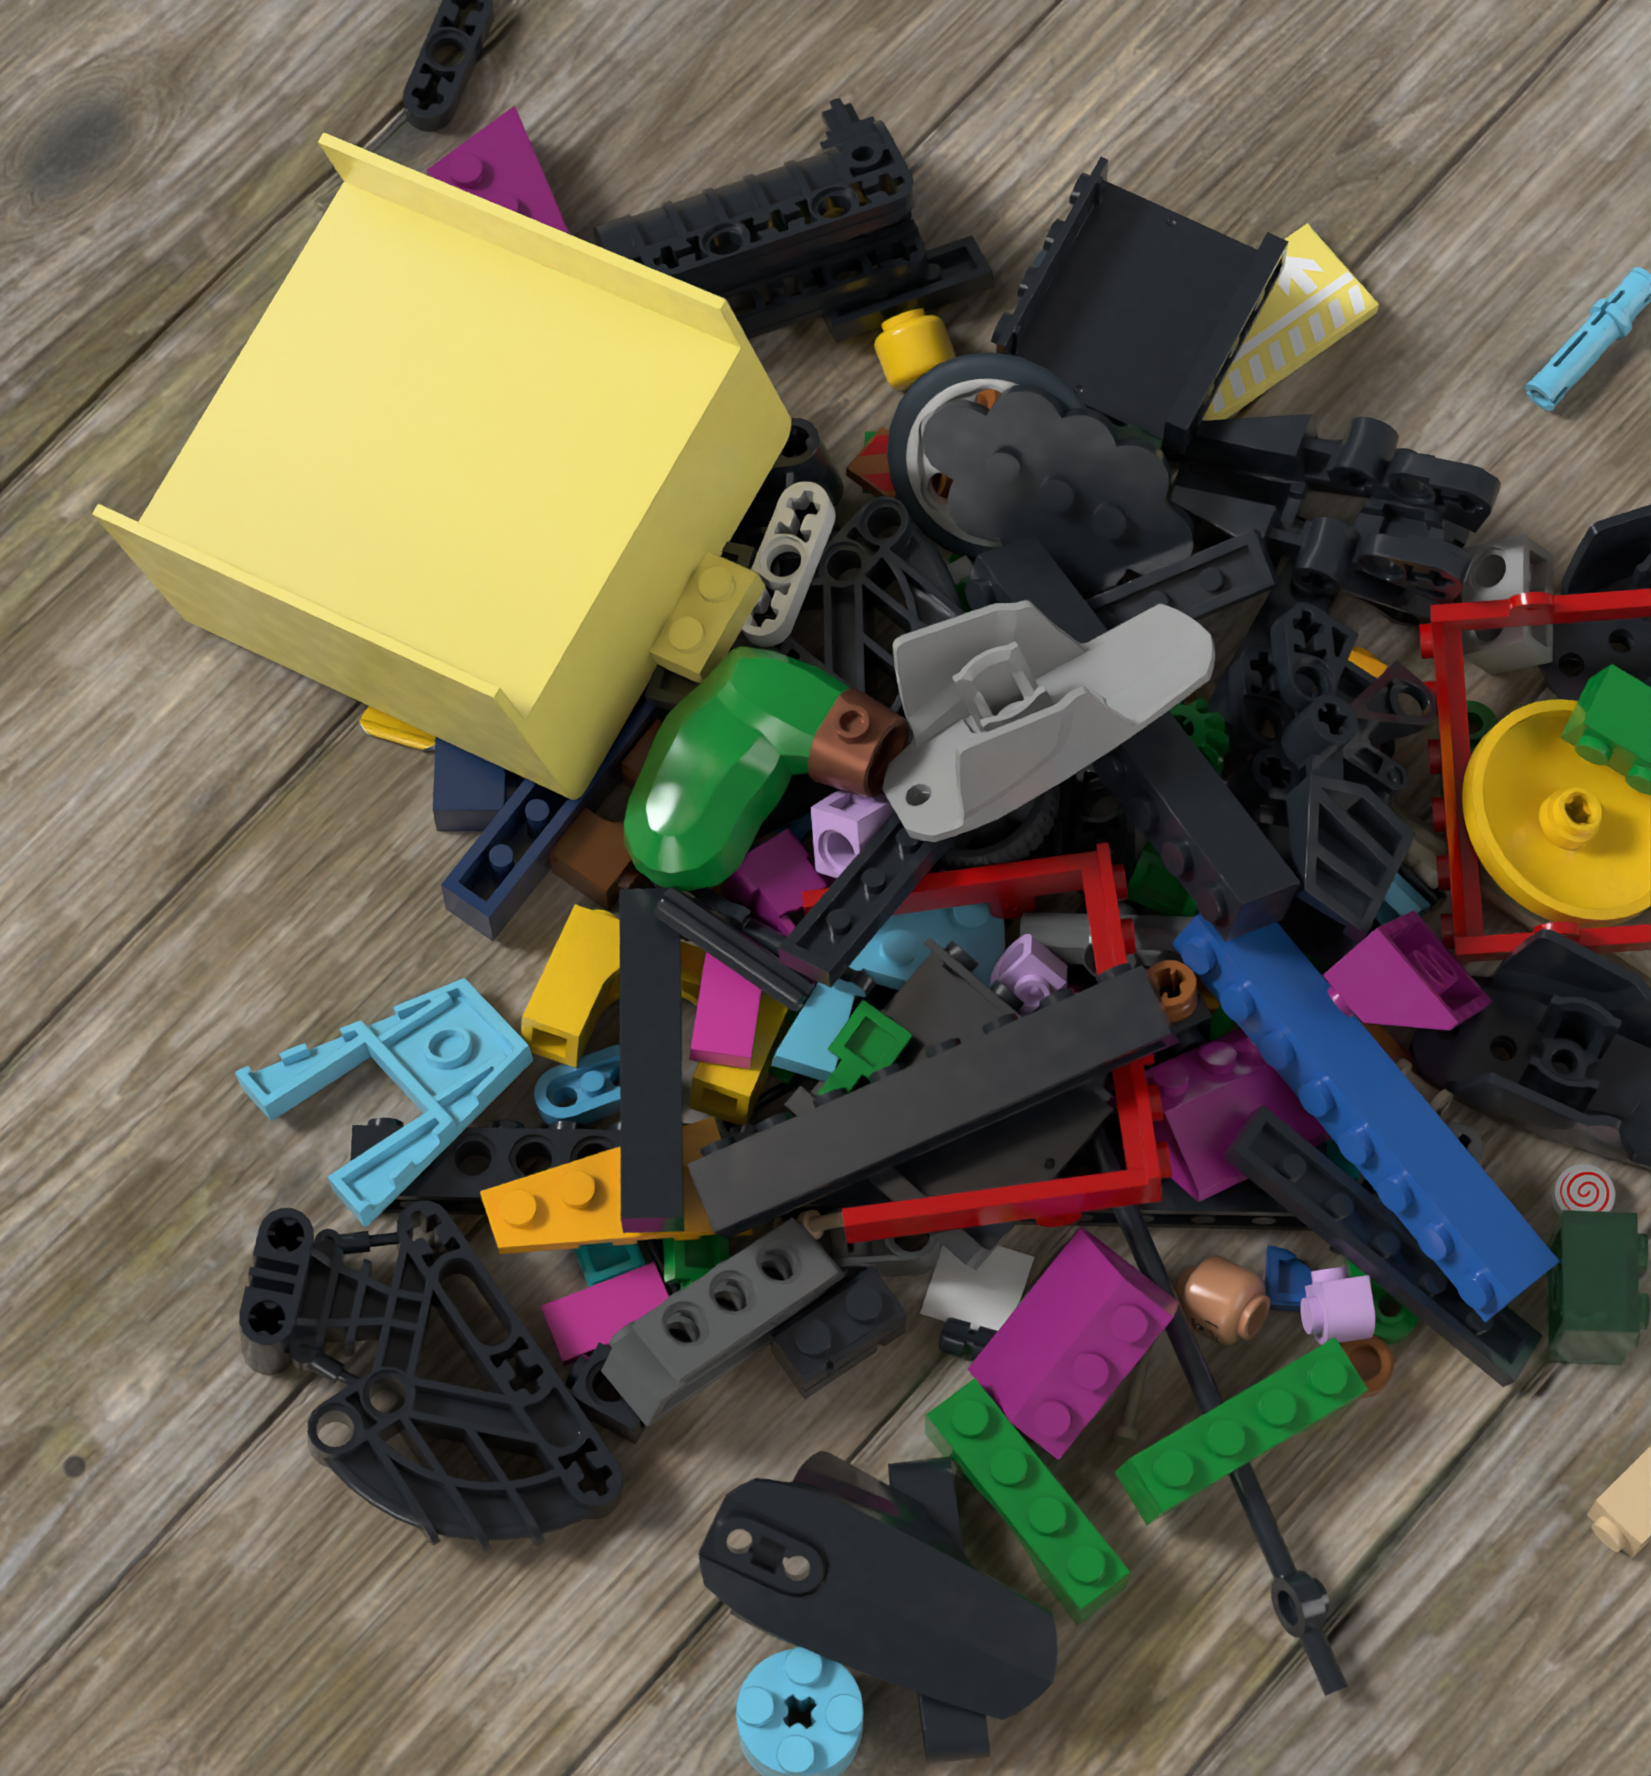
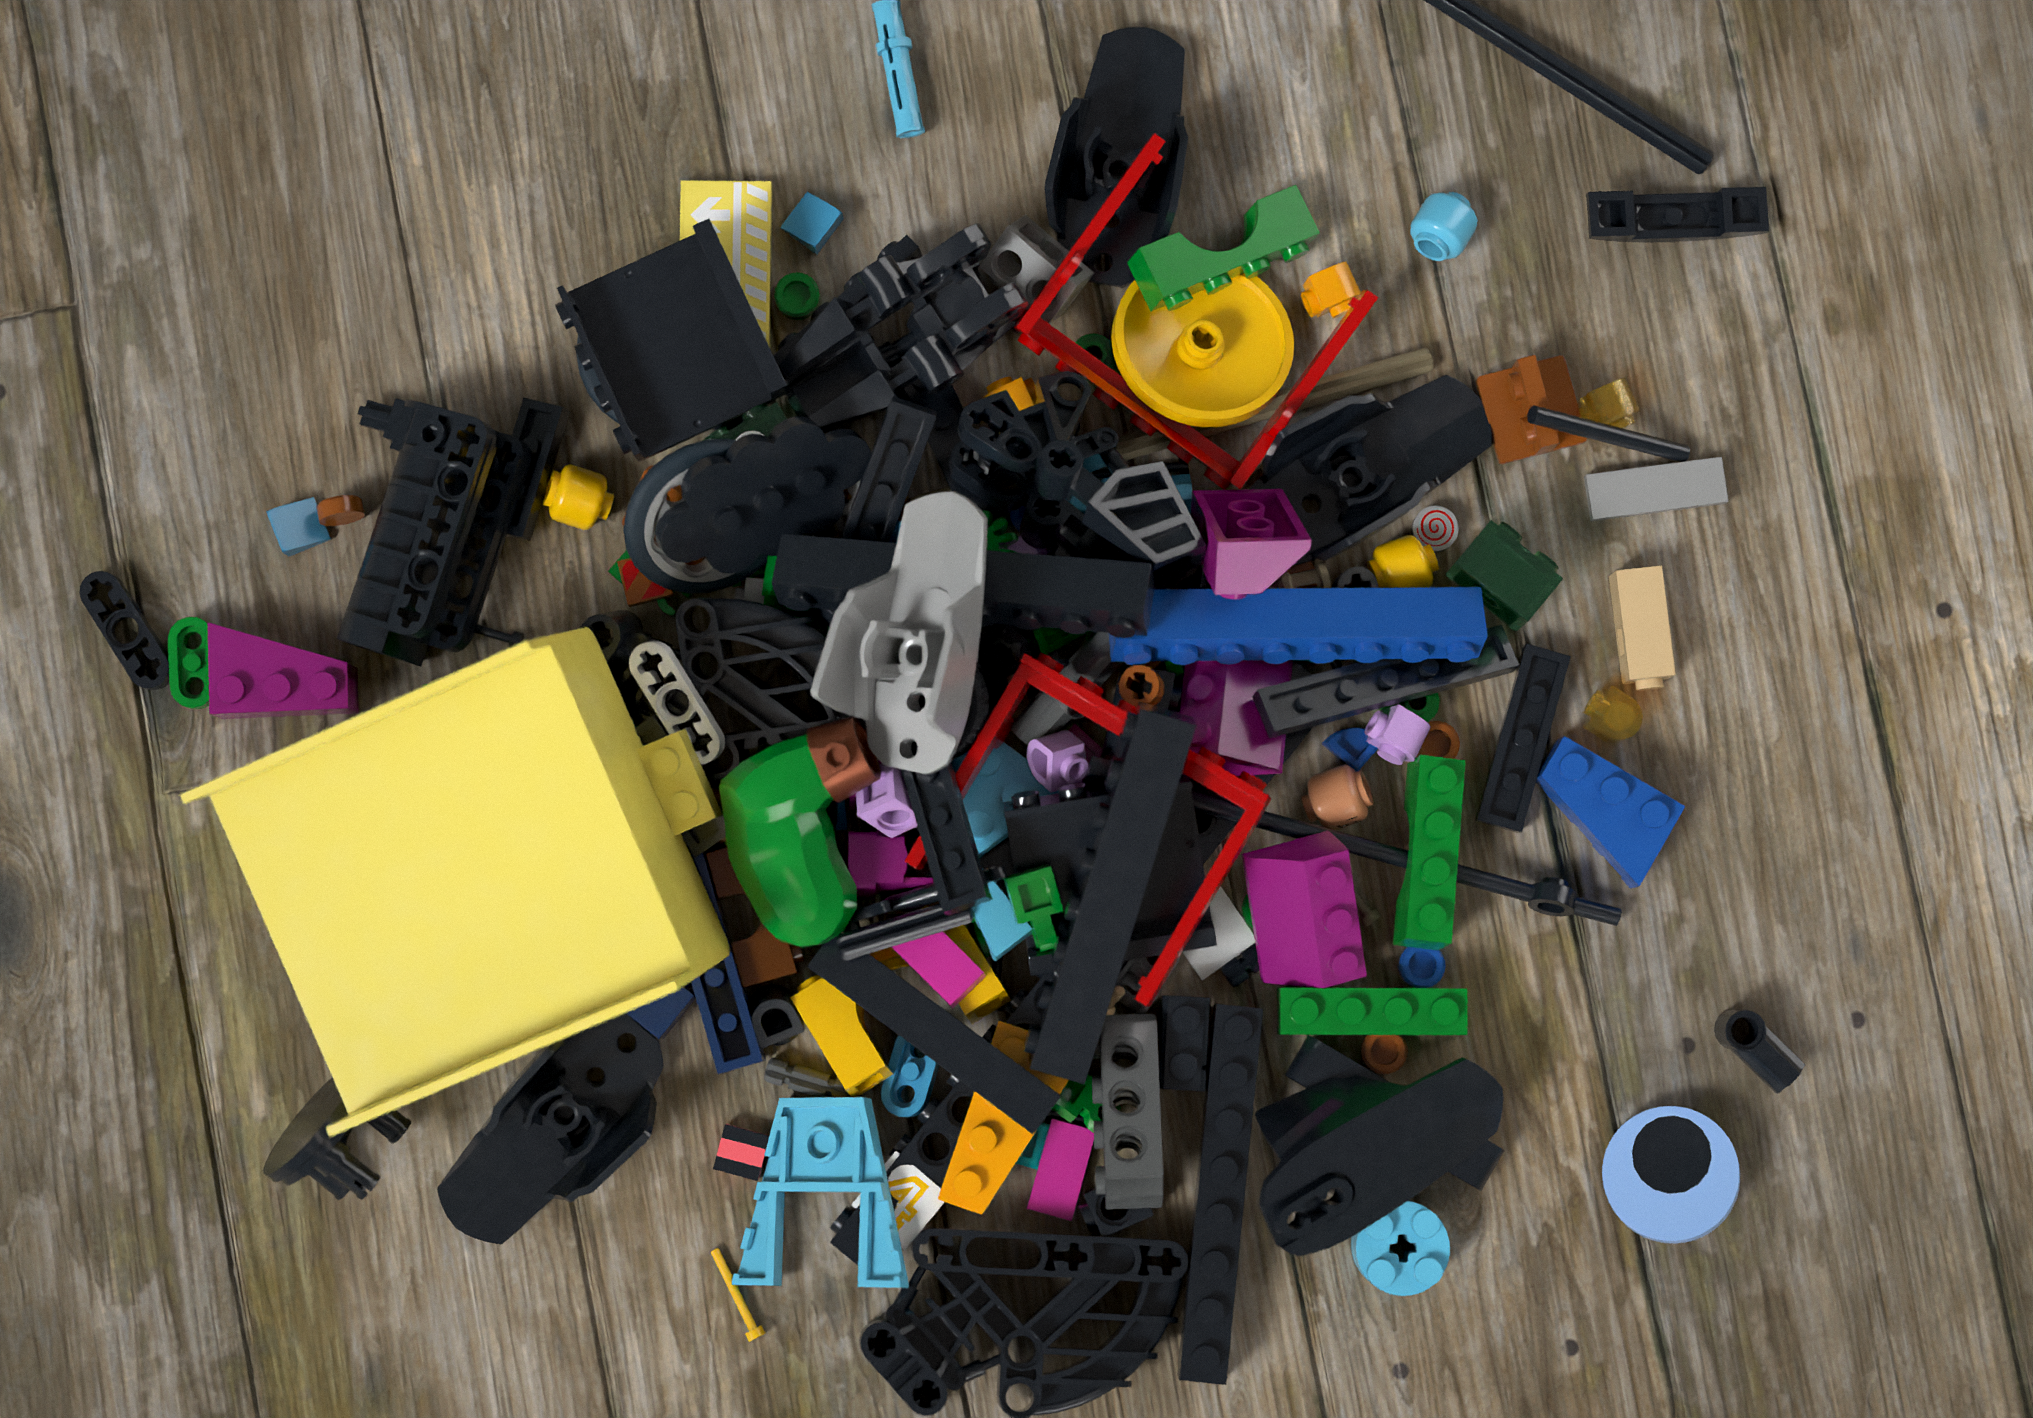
camera: 50 degrees left, 15 degrees up
(64, 569) = (310, 1151): none -> black piece
(202, 1133) = (754, 1331): none -> yellow piece
(268, 773) = (556, 1130): none -> black piece
(378, 984) = (741, 1152): none -> tile
(459, 123) = (188, 664): none -> green plate
(461, 1178) = (916, 1199): none -> white sticker
(499, 982) = (803, 1079): none -> dark grey axle
(542, 909) = (775, 1015): none -> black plate
(675, 130) = (297, 526): none -> dark azure slope
(684, 1498) = (1219, 1194): none -> black brick
(722, 154) = (340, 510): none -> dark orange tile
(996, 1551) = (1384, 1053): none -> dark orange tile
(1119, 1523) = (1421, 967): none -> blue tile
(1287, 400) = (797, 296): none -> green tile
(1372, 375) = (812, 222): none -> dark azure slope
(1442, 1446) = (1523, 738): none -> black plate
(1446, 1590) = (1610, 807): none -> blue wedge
(1523, 1179) = (1403, 563): none -> yellow head
(1543, 1522) = (1612, 715): none -> clear yellow plate

